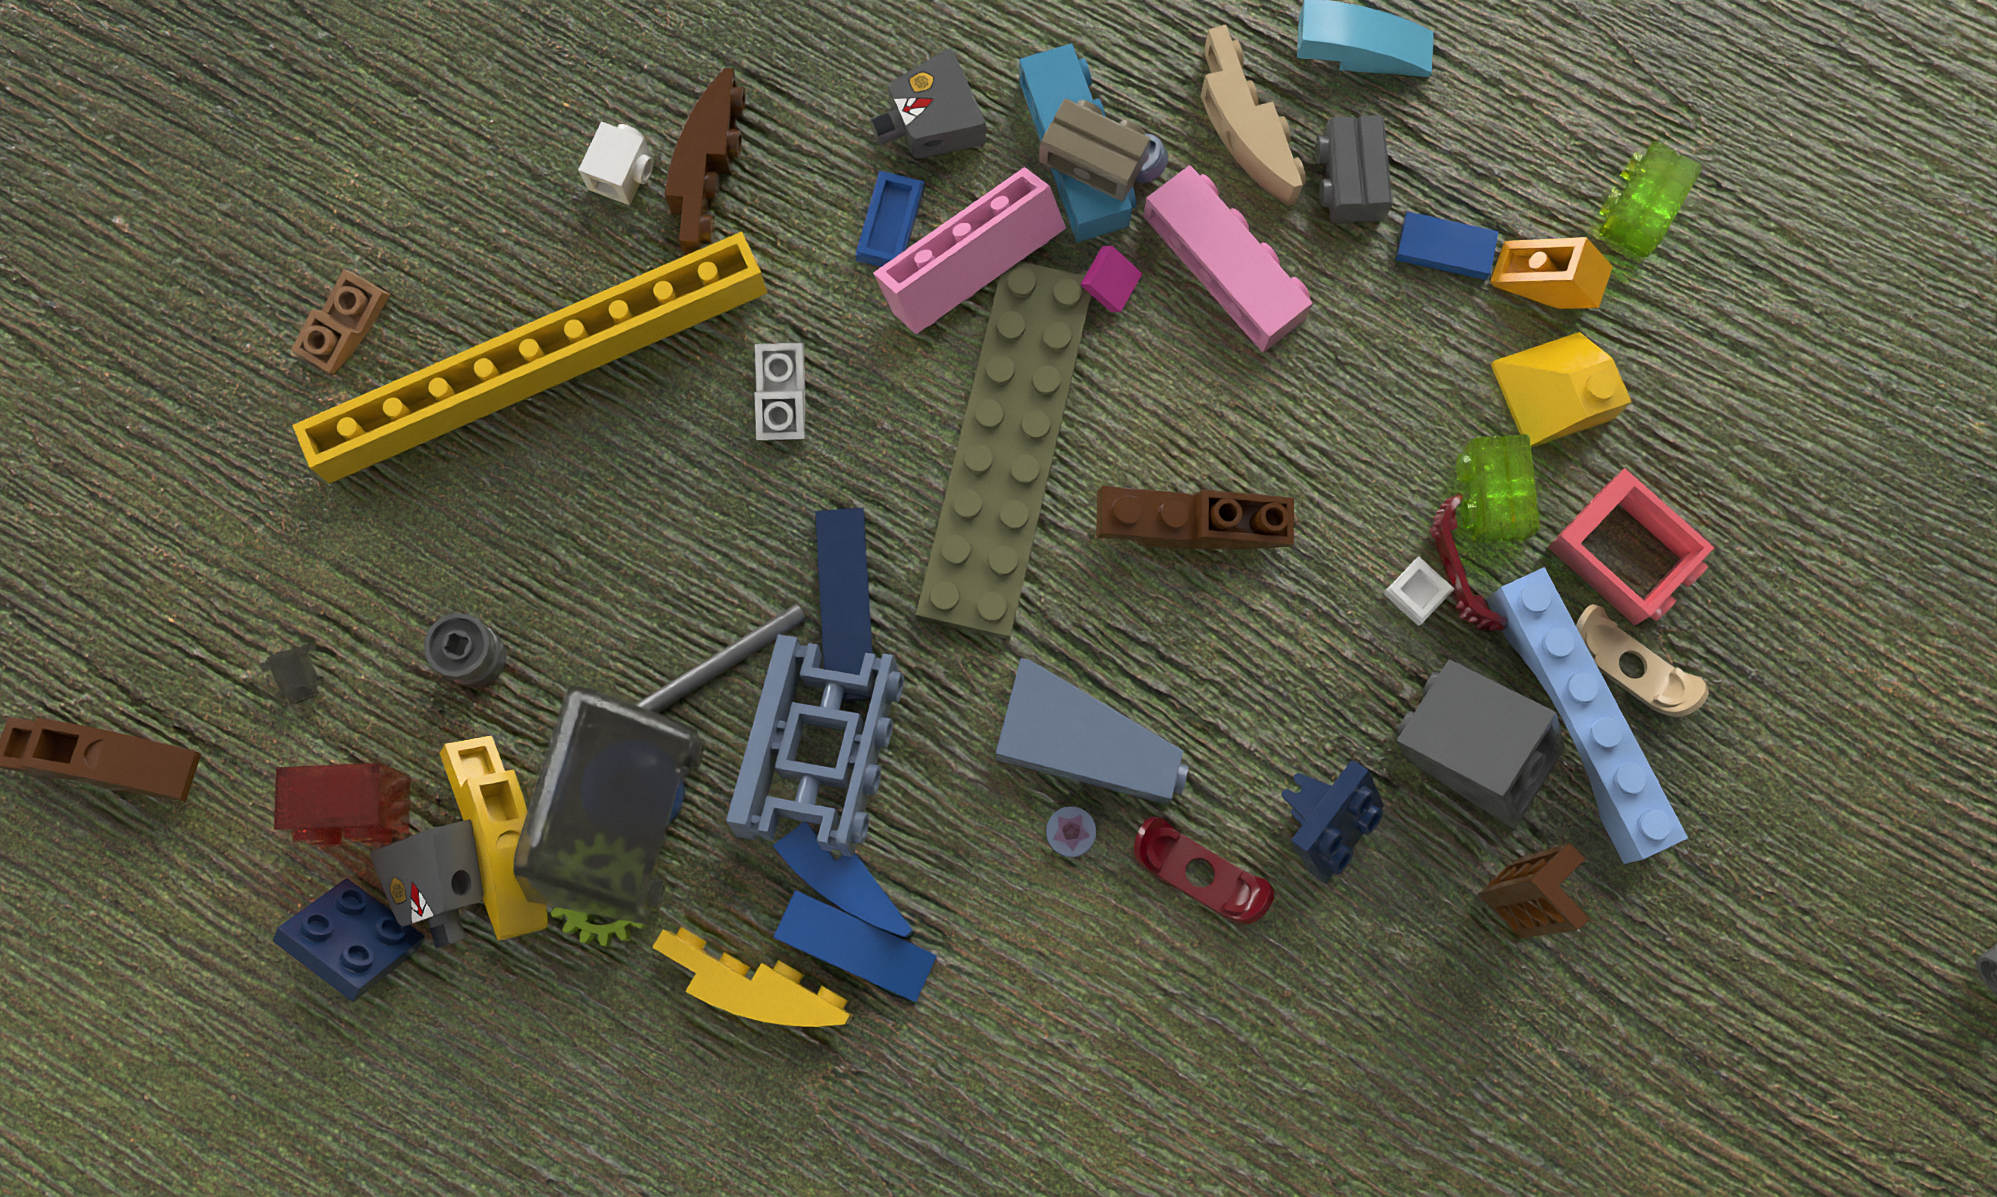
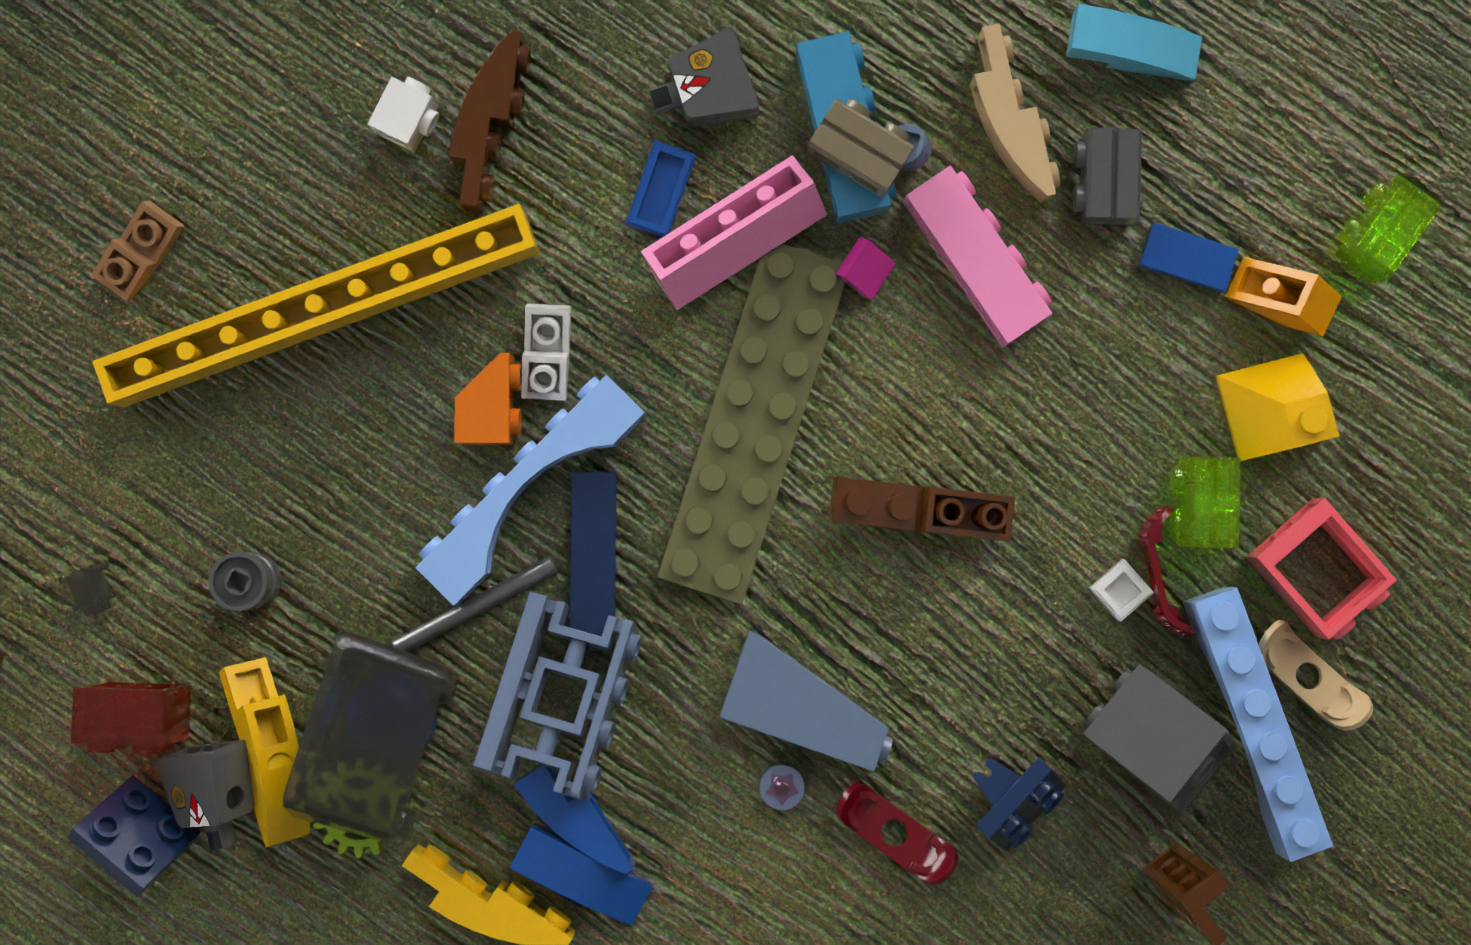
camera: 10 degrees right, 10 degrees up
(719, 448) = (486, 405): none -> orange slope
(835, 459) = (466, 553): none -> light blue arch

